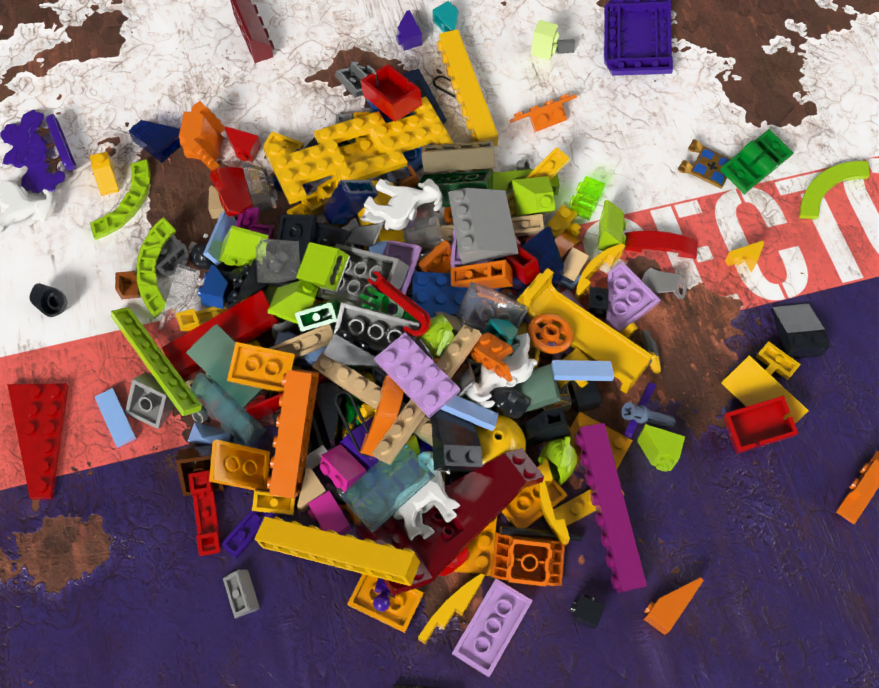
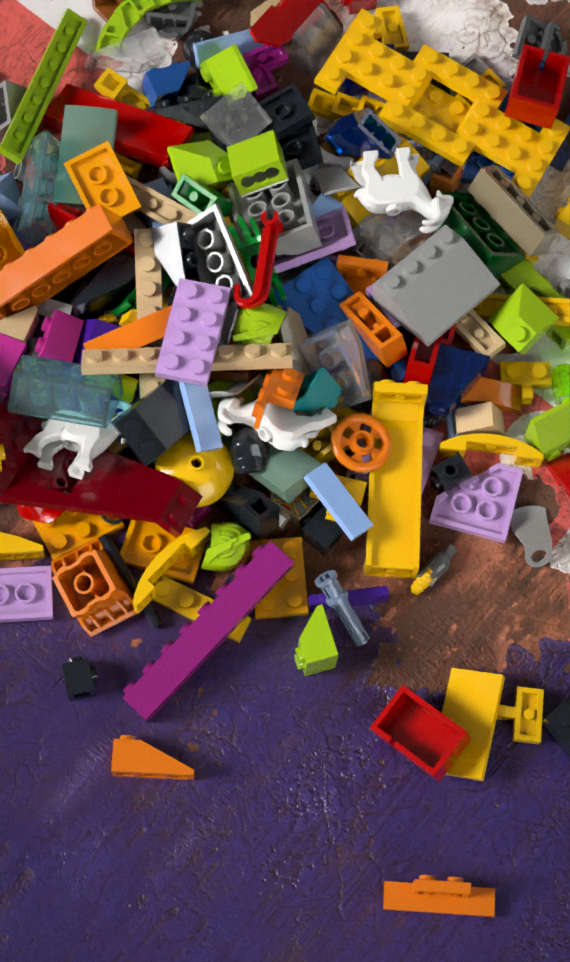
camera: 50 degrees right, 5 degrees up
(344, 420) = (106, 300): black piece -> none
(629, 330) = (439, 529): yellow tile -> none

